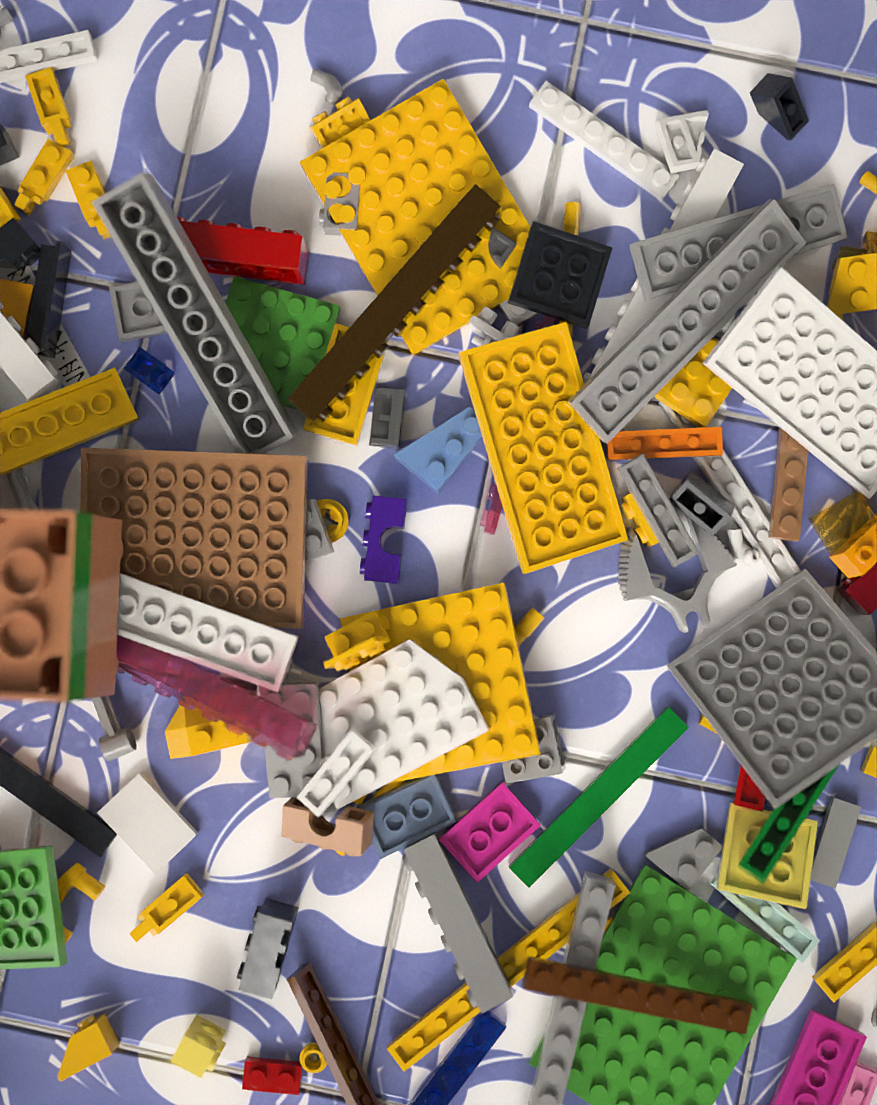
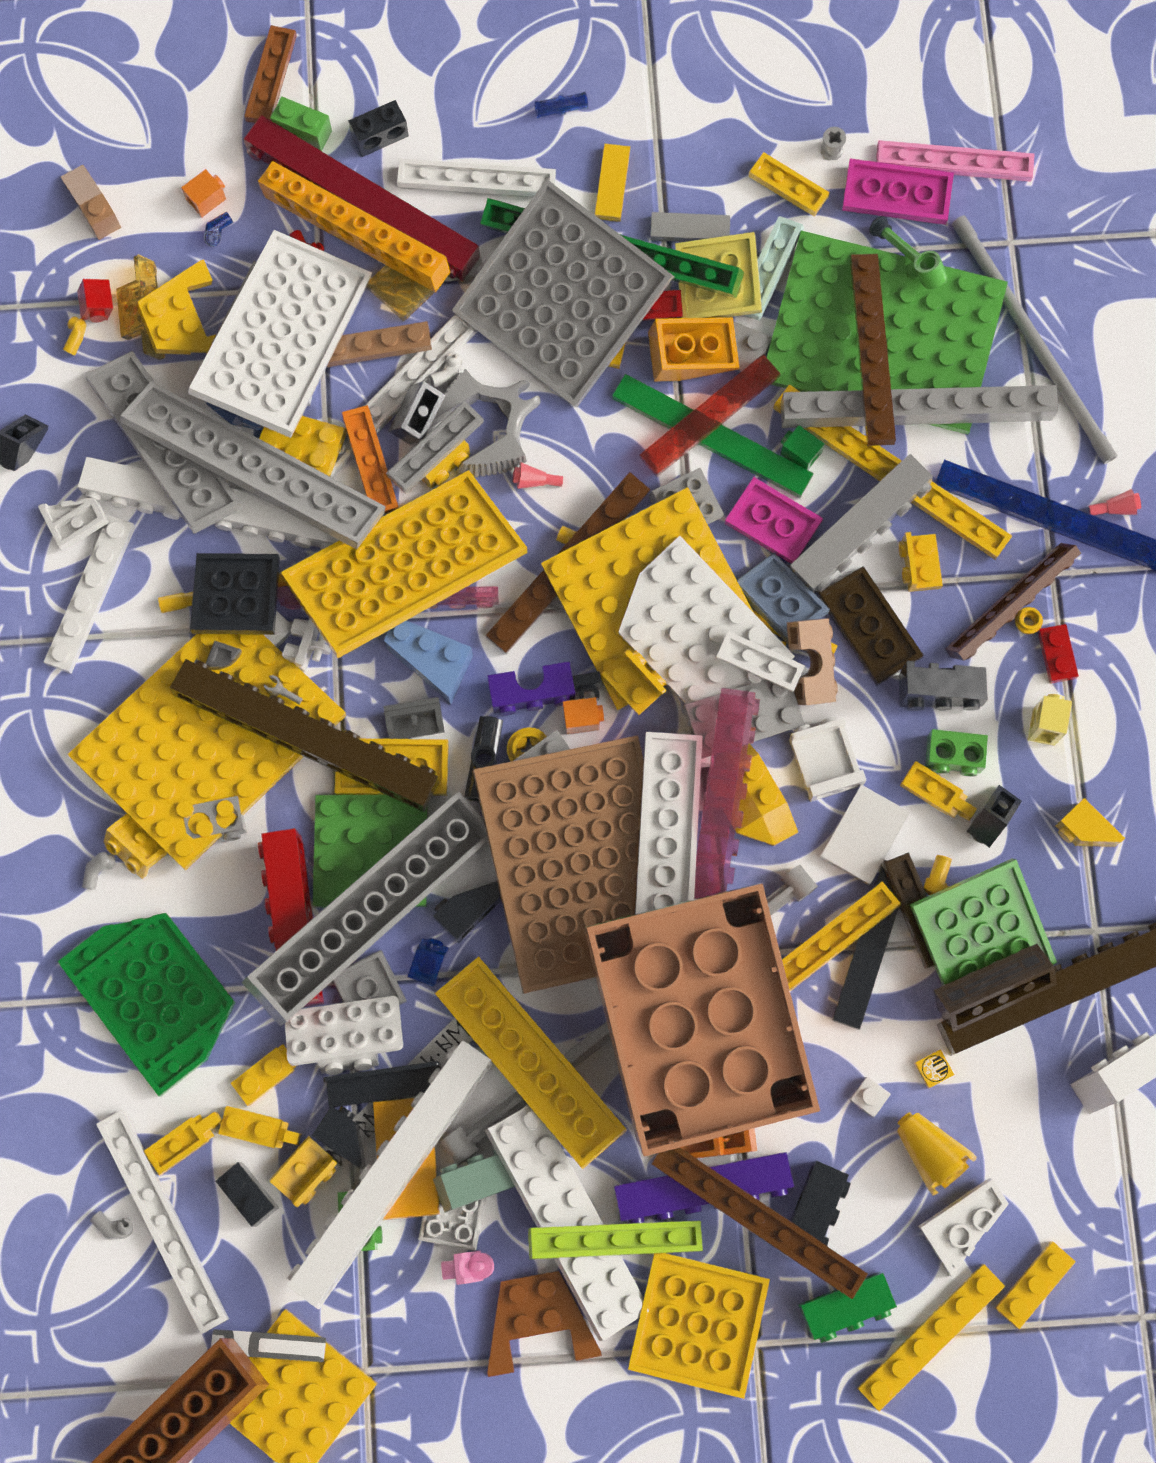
camera: 105 degrees left, 10 degrees down
(53, 766) = (839, 934): none -> yellow plate
(71, 847) = (908, 889): none -> dark brown tile
(99, 278) = (344, 1034): none -> white bracket
(124, 957) = (994, 816): none -> black slope
(185, 417) = (467, 909): none -> black slope
(193, 108) = (152, 996): none -> green plate
(203, 941) = (956, 744): none -> bright green brick
(230, 808) = (826, 758): none -> white panel
(343, 582) = (582, 715): none -> orange brick
(344, 481) = (486, 742): none -> black piece
(355, 895) = (870, 625): none -> dark brown tile
(374, 595) = (587, 682): none -> black tile
(405, 967) = (921, 562): none -> yellow bracket
(450, 294) = (280, 690): none -> light grey hand
(478, 574) = (540, 592): none -> reddish brown plate
(558, 884) = (801, 447): none -> green brick
(604, 599) = (528, 476): none -> coral cone
(619, 801) = (709, 415): none -> clear red plate
(696, 804) = (692, 348): none -> light orange slope
(722, 1080) = (927, 264): none -> bright green piece

